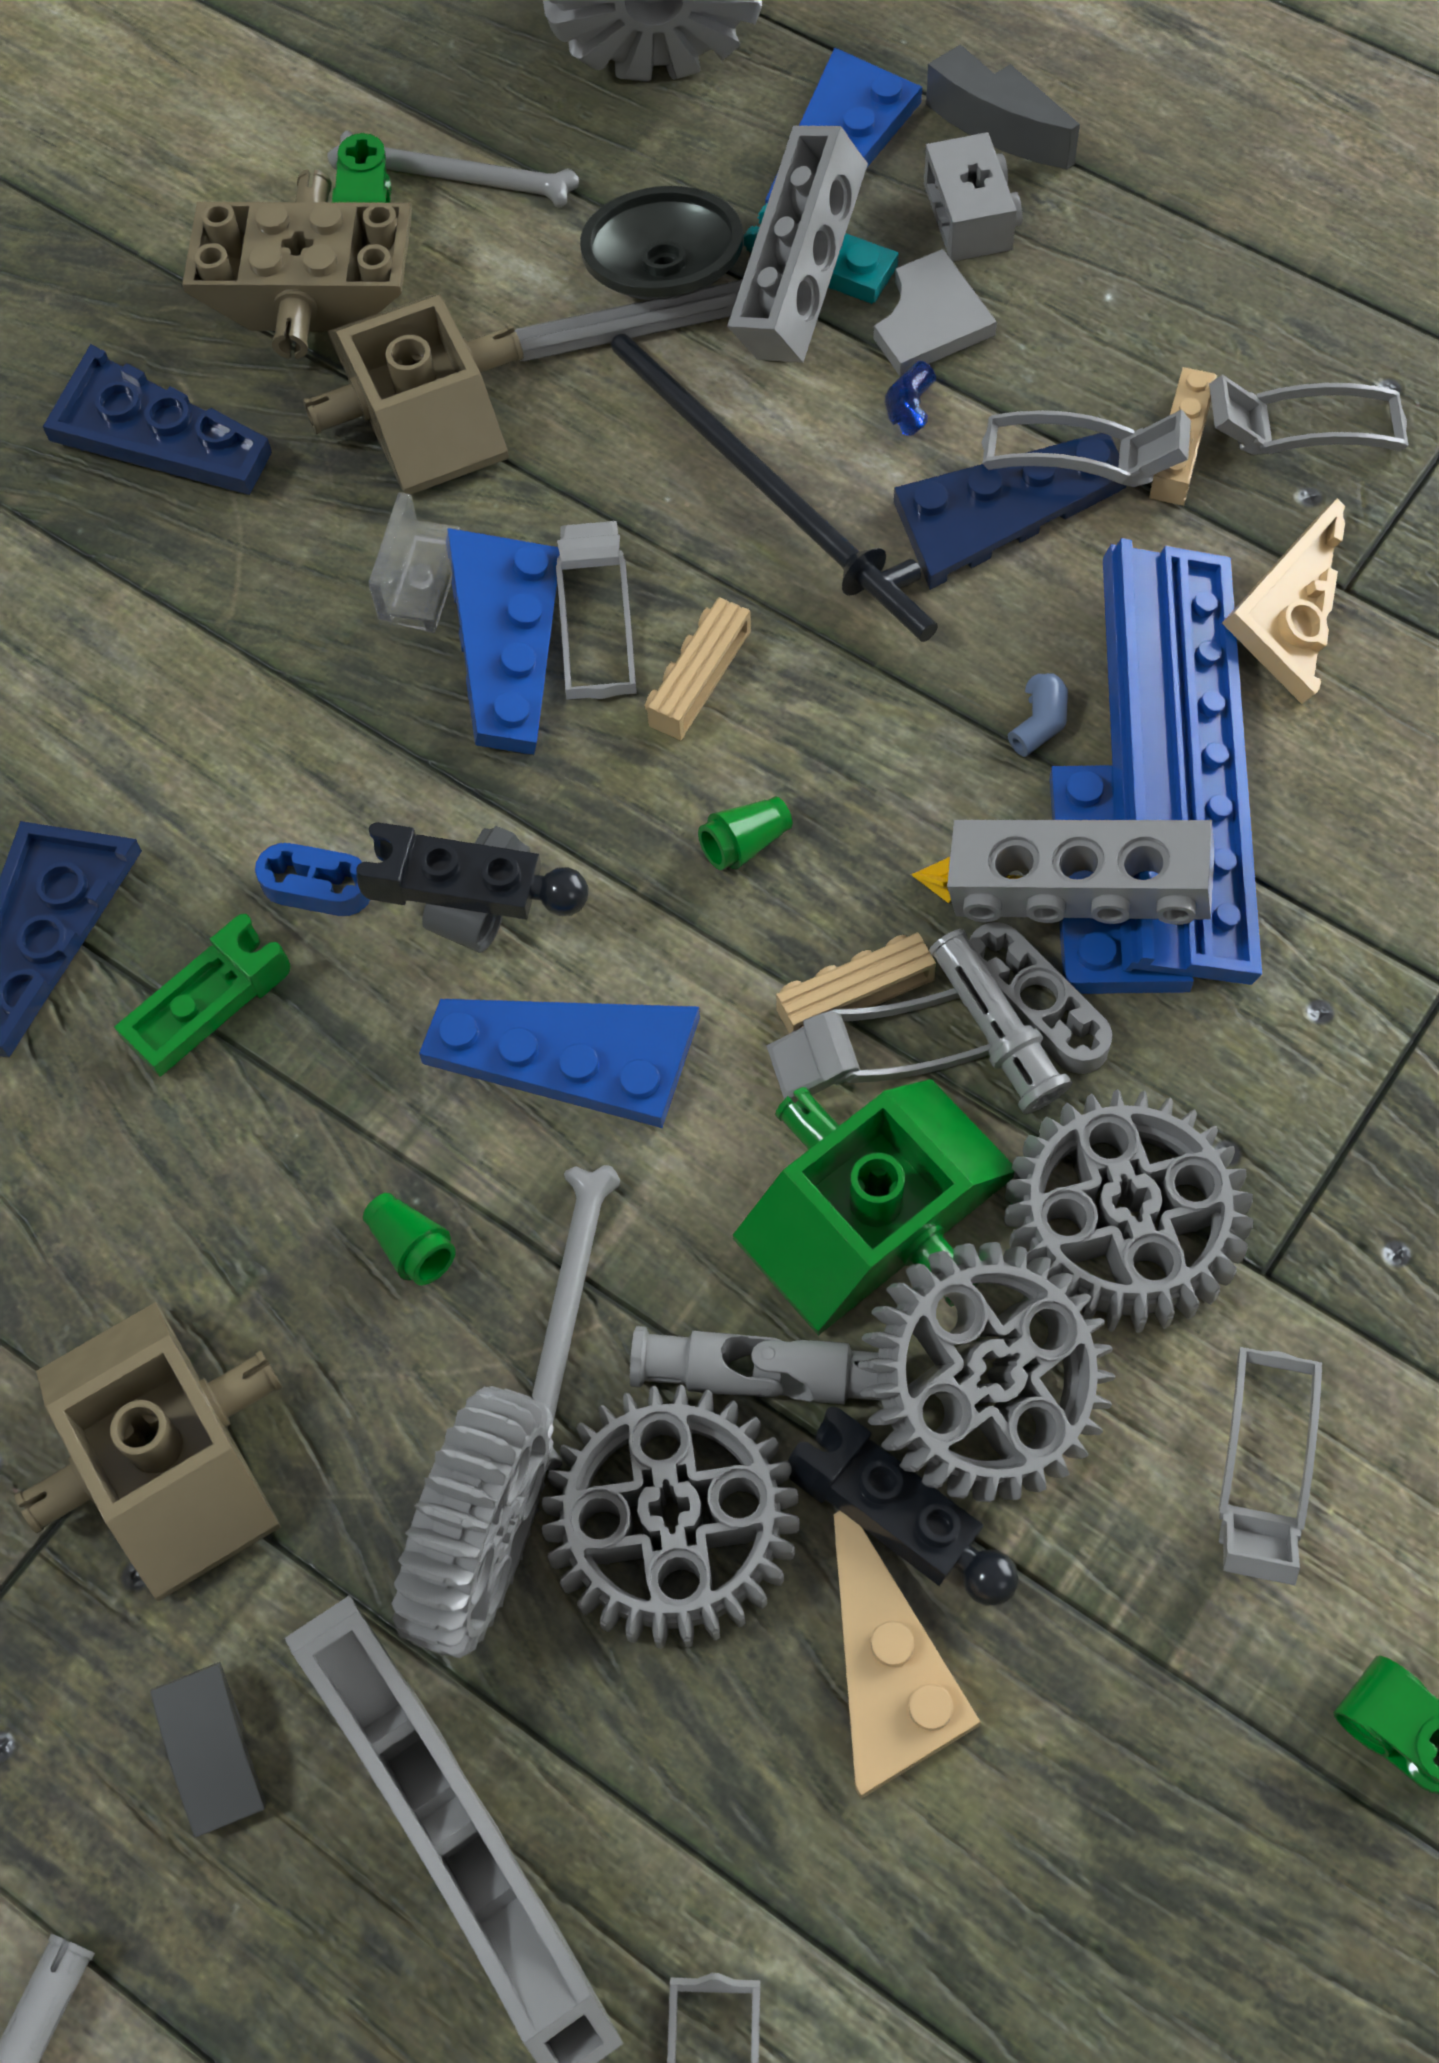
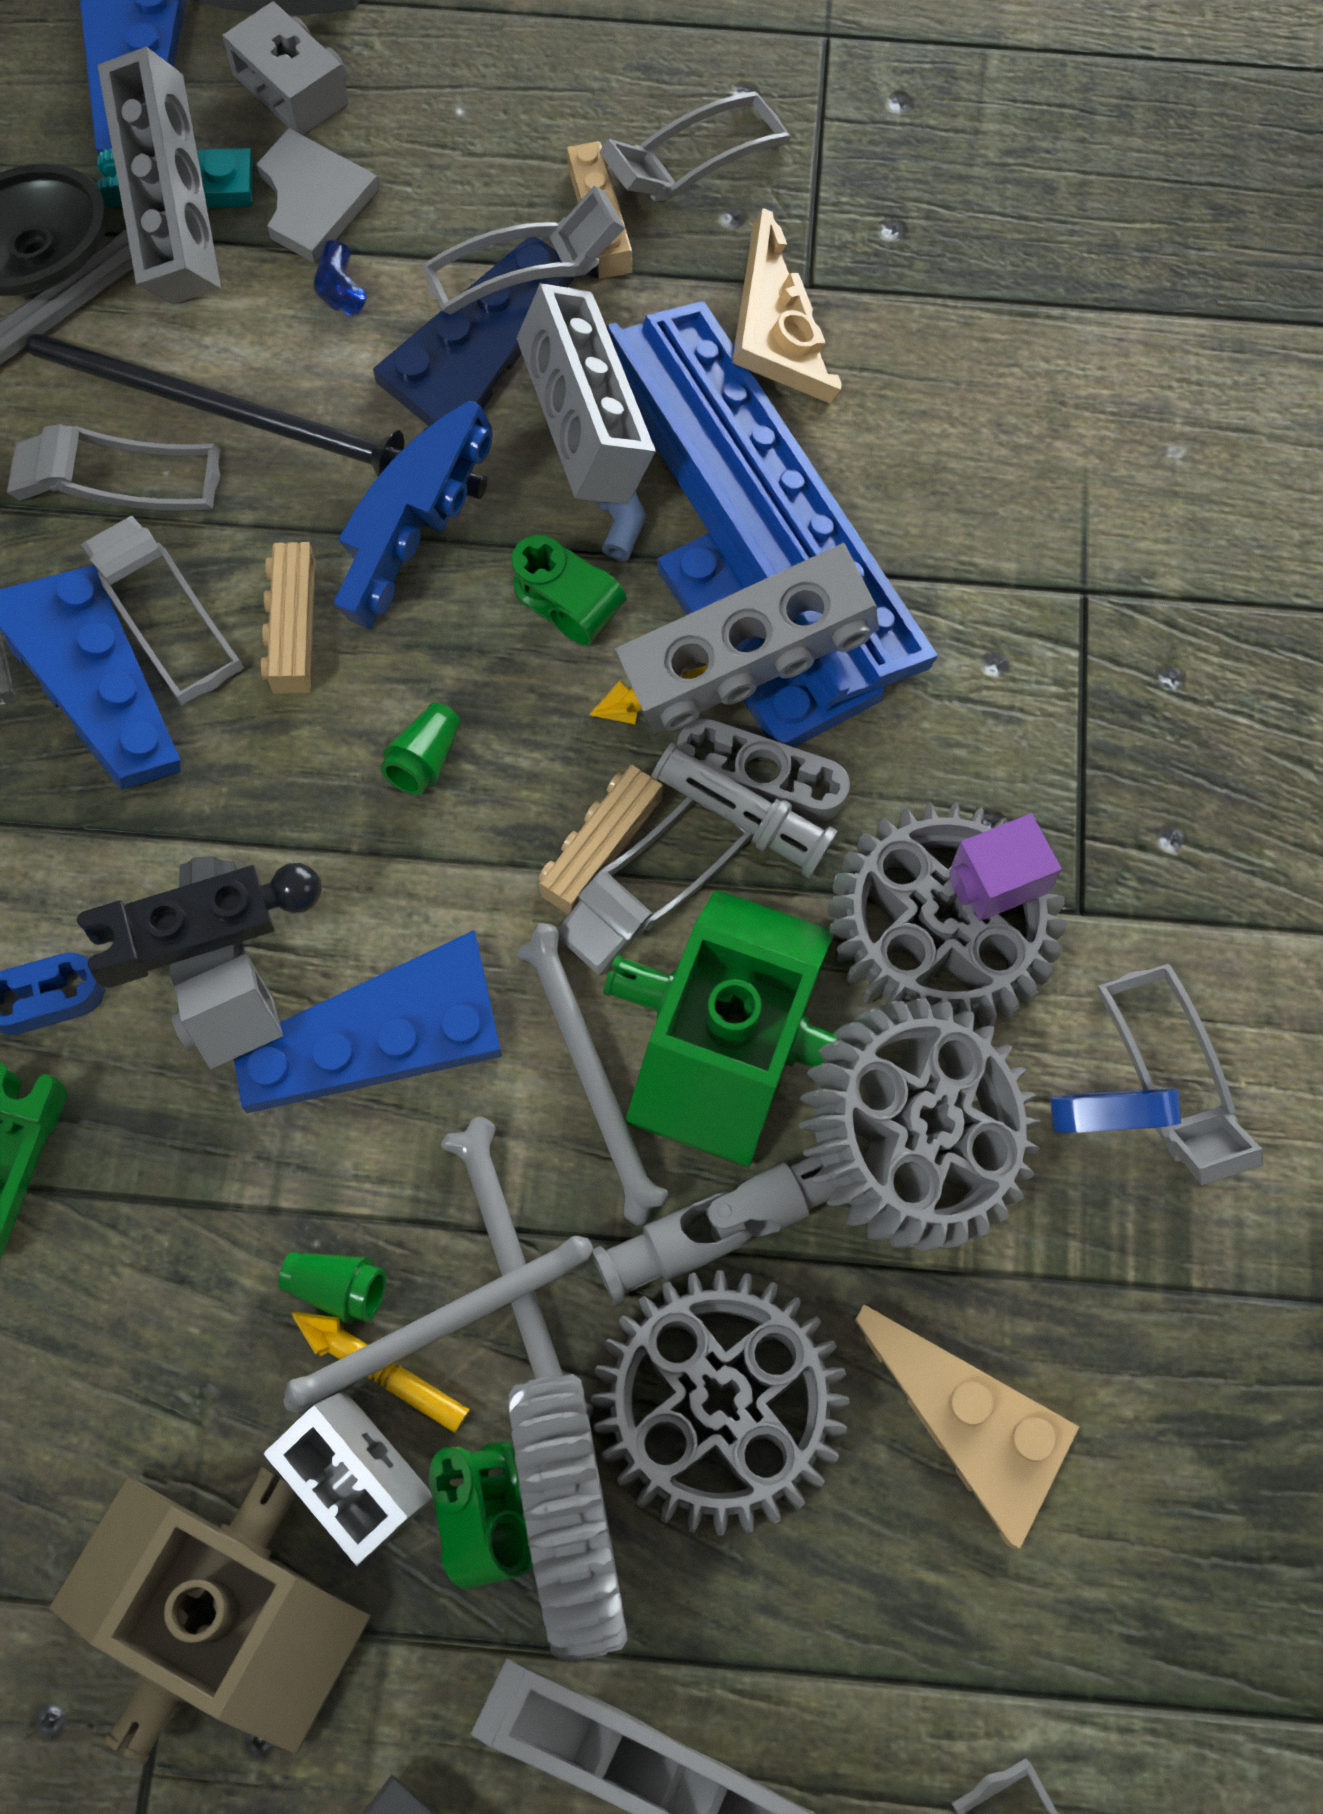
camera: 35 degrees left, 5 degrees up
(325, 1397) = (349, 1475): none -> light grey brick
(379, 1279) = (327, 1335): none -> yellow piece
(397, 1486) = (483, 1518): none -> green piece
(450, 967) = (226, 1012): none -> light grey brick
(571, 443) = (49, 459): none -> light grey piece
(614, 1321) = (309, 1390): none -> light grey piece
(709, 1299) = (639, 1190): none -> light grey piece
(864, 605) = (416, 488): none -> blue slope
(899, 1509) = (908, 1282): black plate -> none
(951, 753) = (566, 589): none -> green piece
(1062, 590) = (585, 395): none -> light grey brick
(1182, 1461) = (1115, 1110): none -> blue beam
(1196, 1184) = (1004, 867): none -> medium lavender brick

